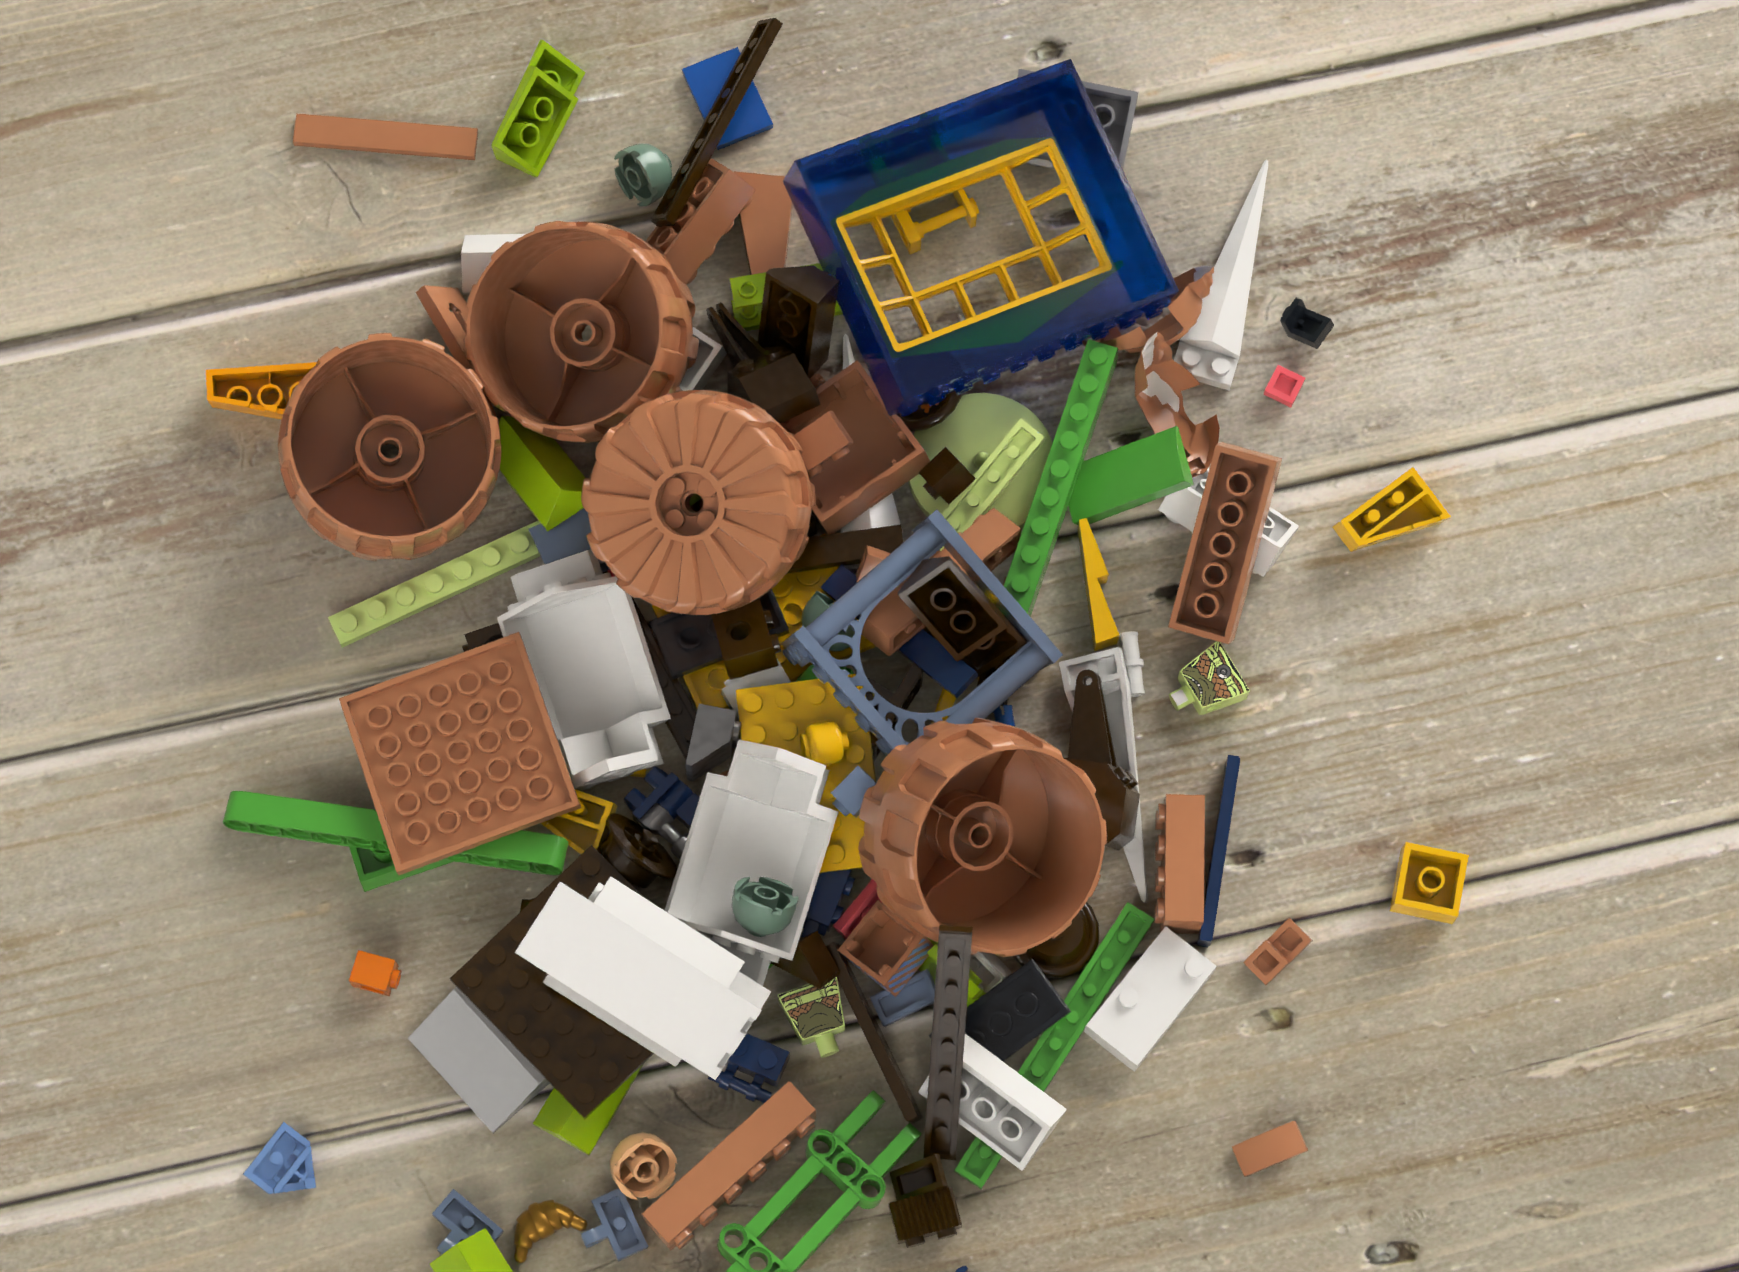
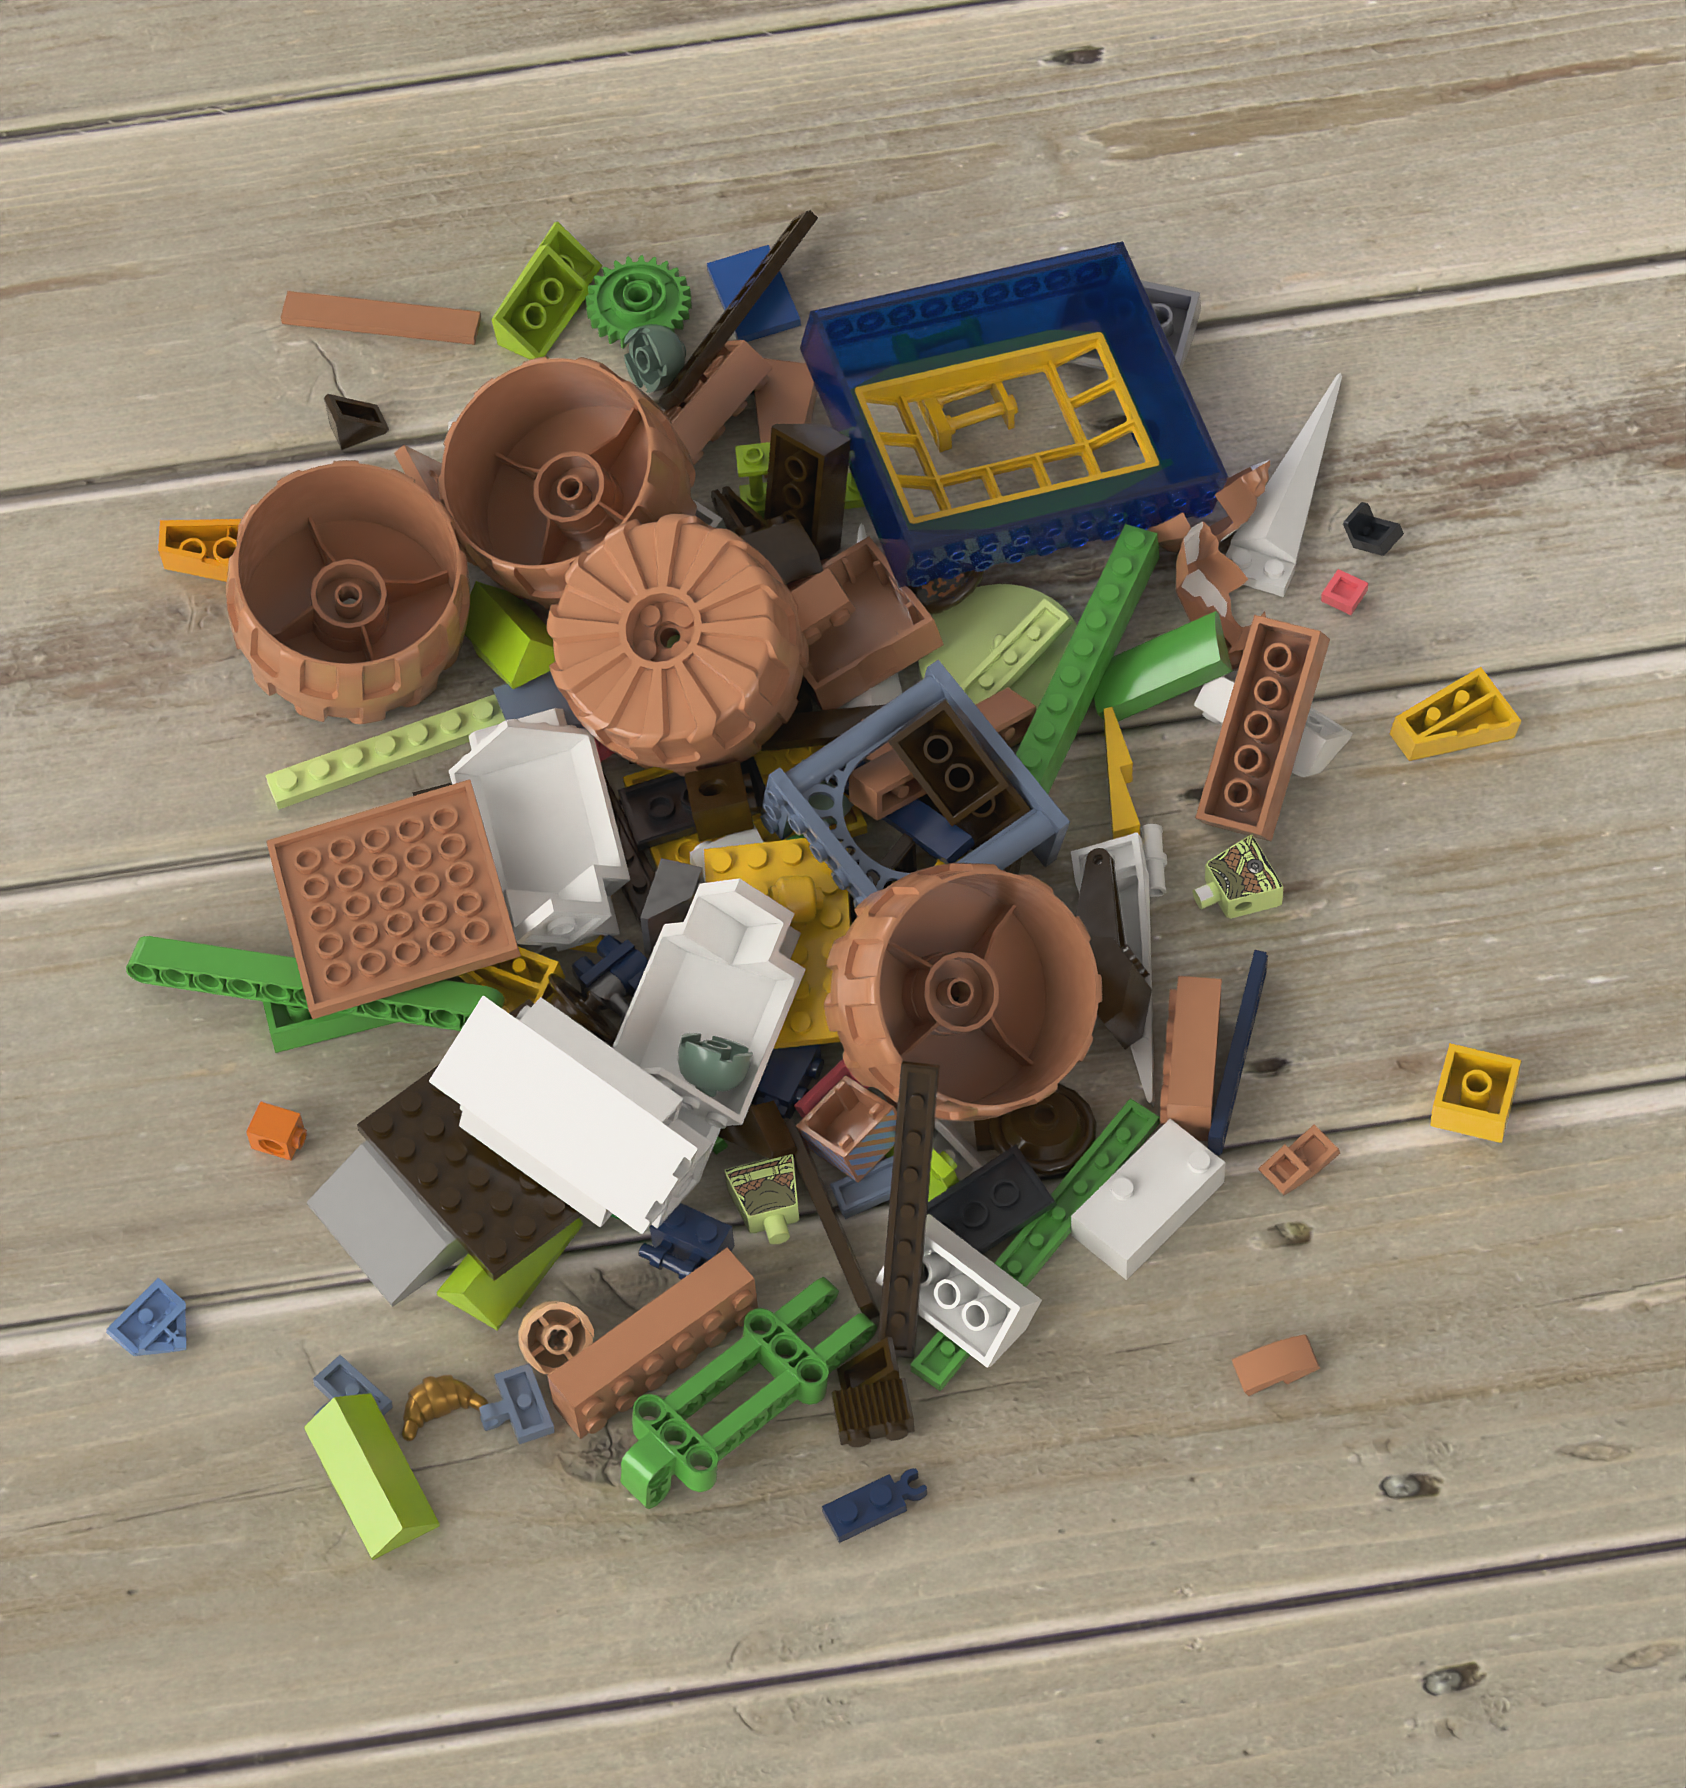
camera: 10 degrees right, 15 degrees down
(373, 248) = (354, 420): none -> dark brown slope
(622, 92) = (636, 297): none -> bright green gear
(851, 792) = (817, 949): sand blue brick -> none
(946, 476) = (959, 653): dark brown brick -> none

